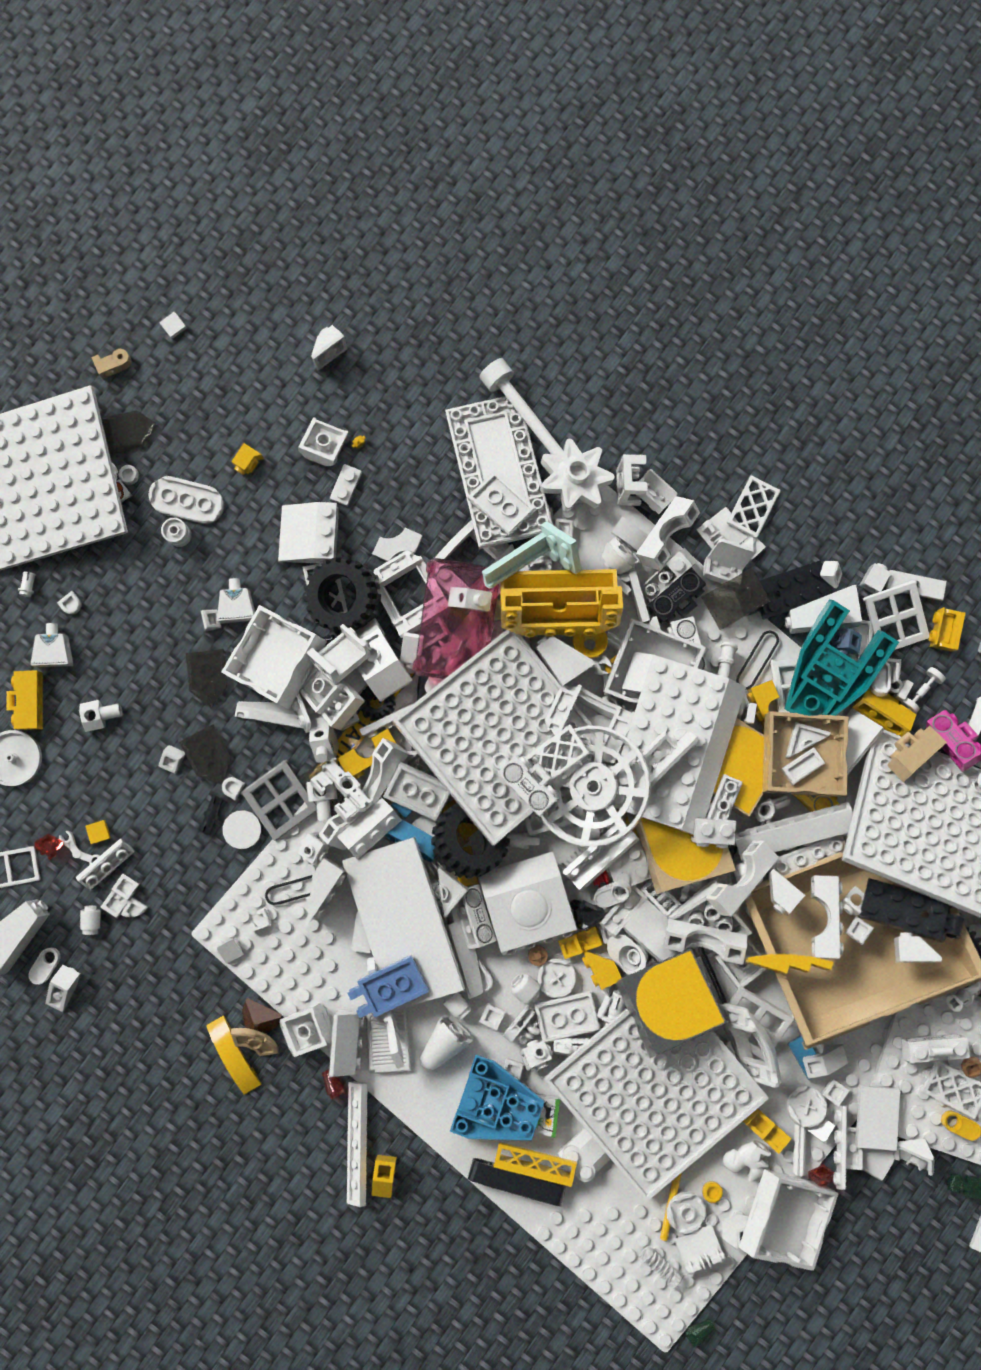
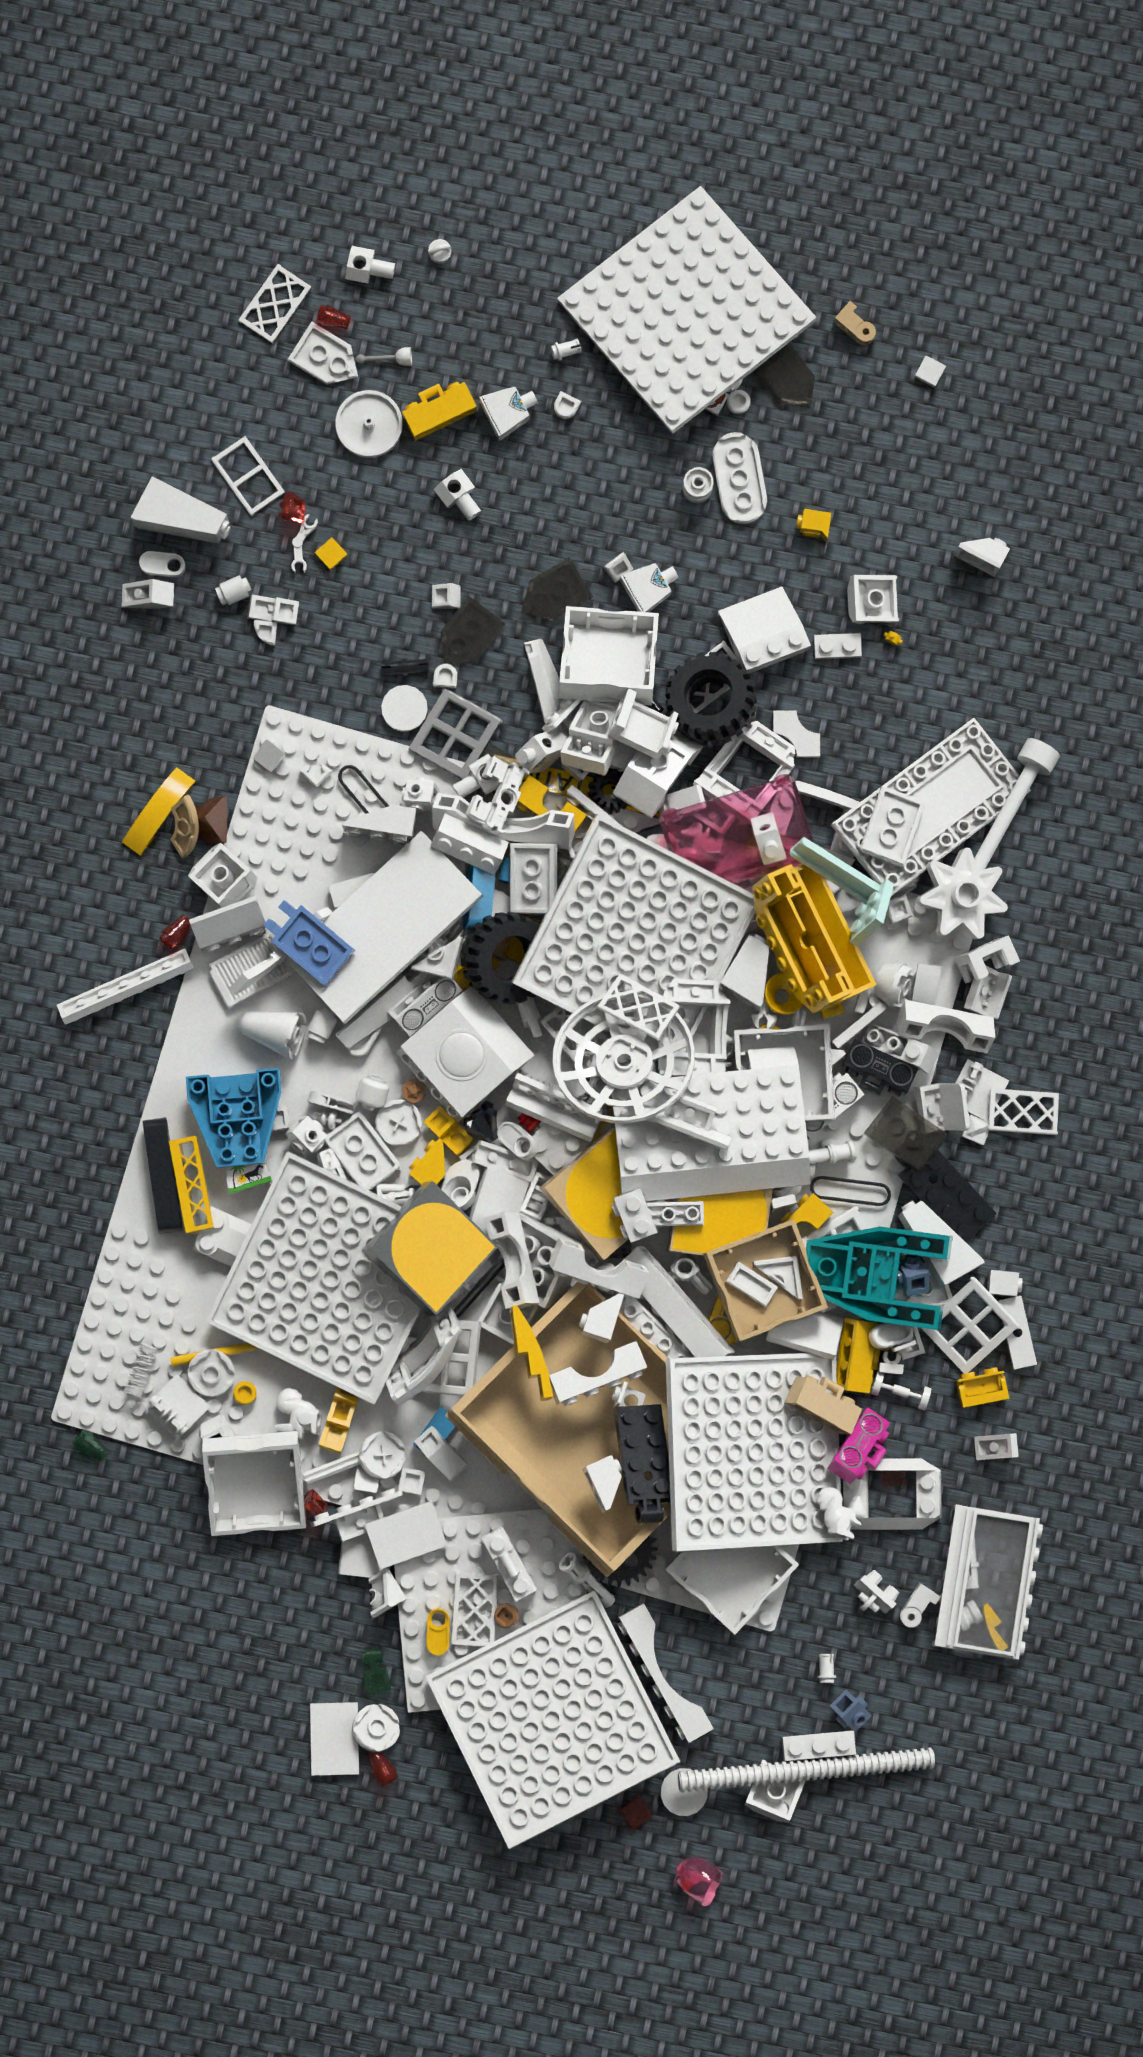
camera: 60 degrees right, 0 degrees up
(105, 864) = (300, 578): white tile -> none
(383, 1176) = (103, 1030): yellow slope -> none
(492, 1016) = (325, 1071): white tile -> none
(532, 791) = (589, 996): white piece -> none
(543, 560) = (852, 901): white piece -> none
(831, 573) = (986, 1231): white slope -> none
(859, 930) = (599, 1416): white tile -> none

